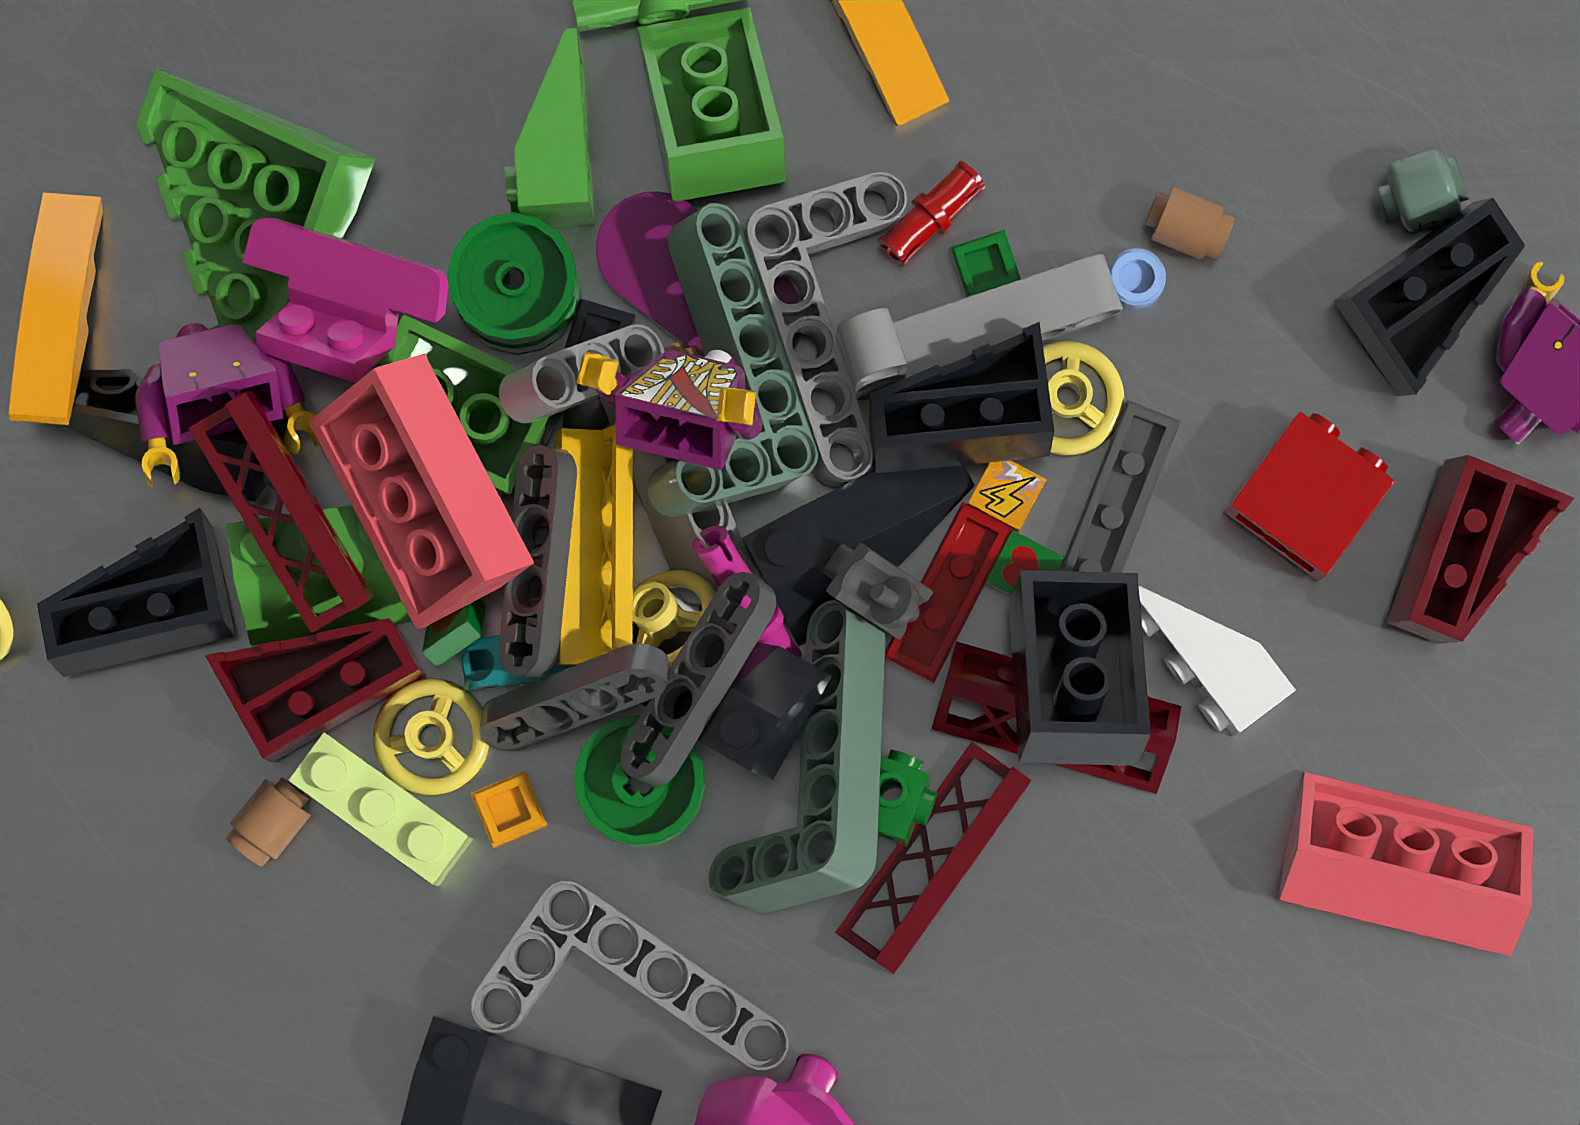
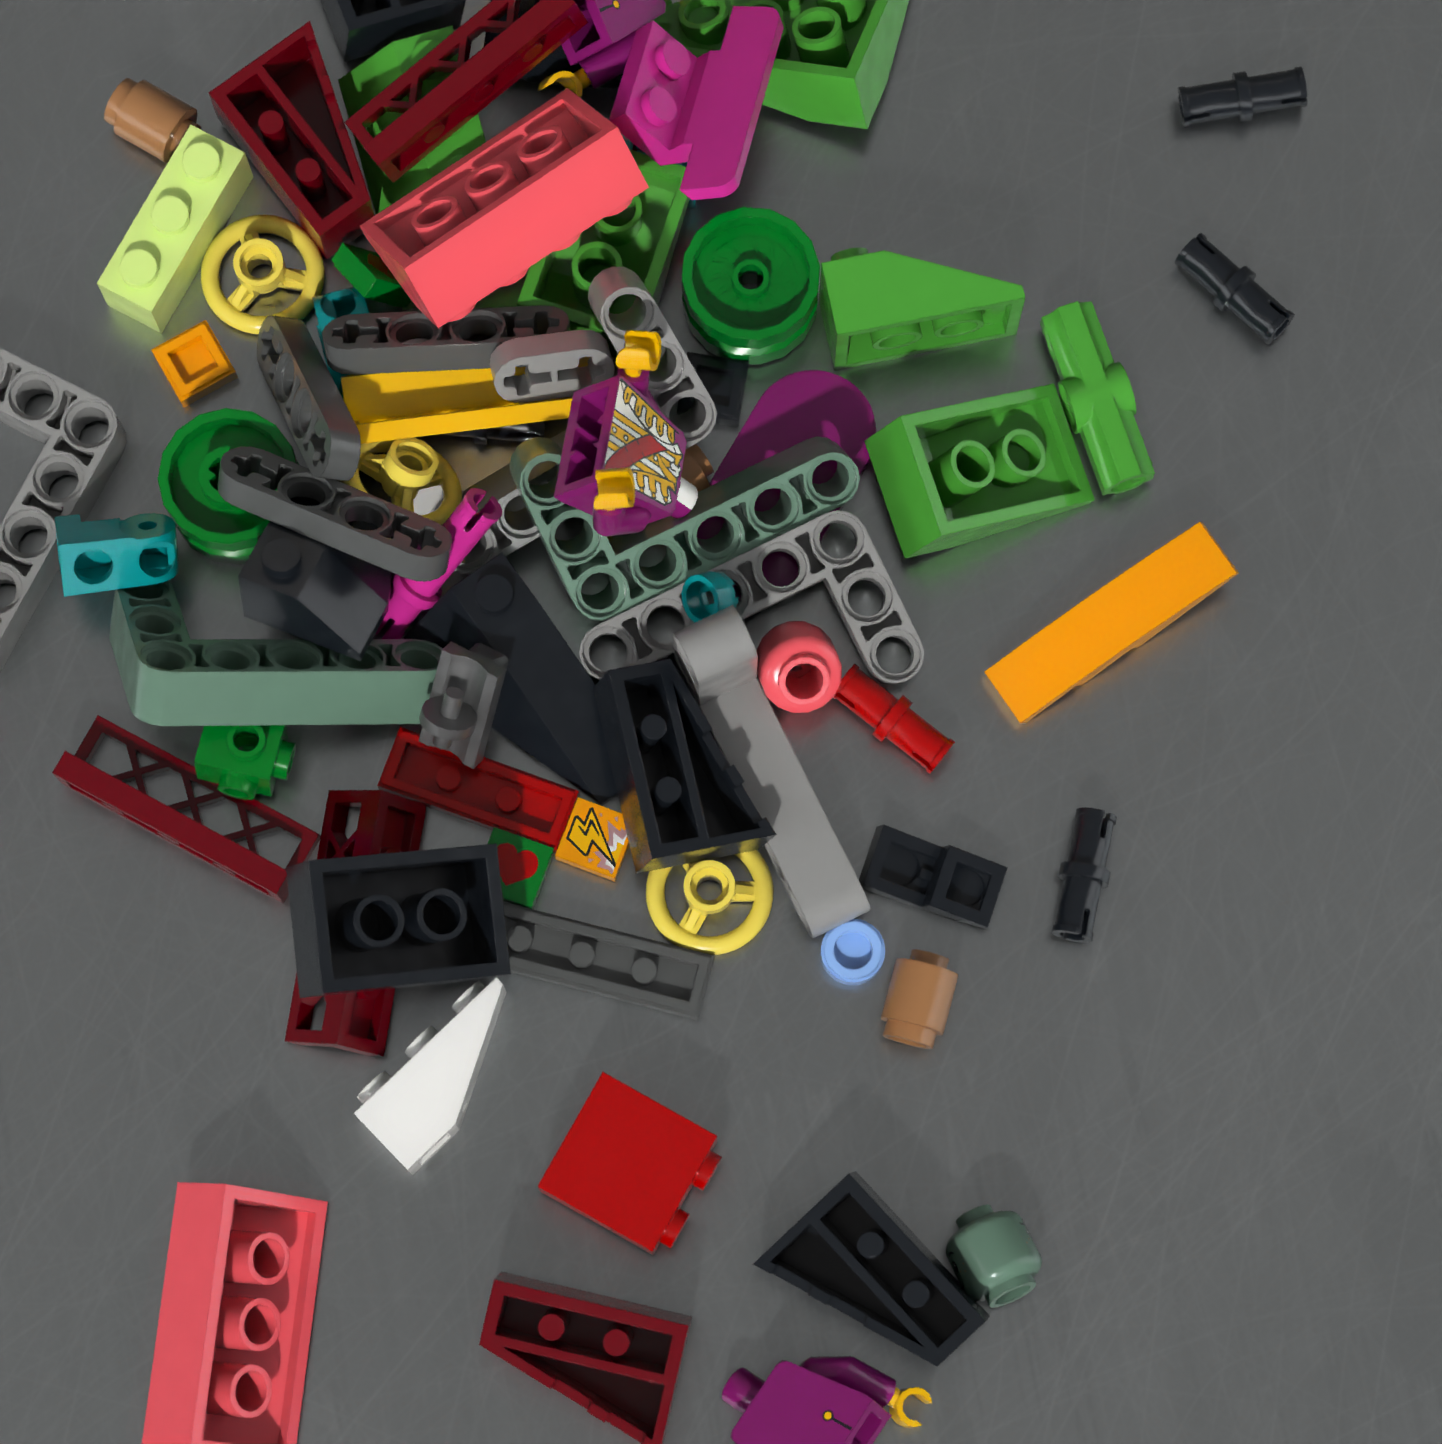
camera: 85 degrees right, 5 degrees down
(582, 464) = (551, 365): none -> light grey beam
(696, 894) = (115, 552): none -> teal leg
(827, 350) = (695, 597): none -> teal hinge
(878, 280) = (798, 667): none -> coral head
(984, 263) = (845, 785): green tile -> none
(1077, 198) = (932, 876): none -> black slope
(1094, 64) = (1084, 875): none -> black pin

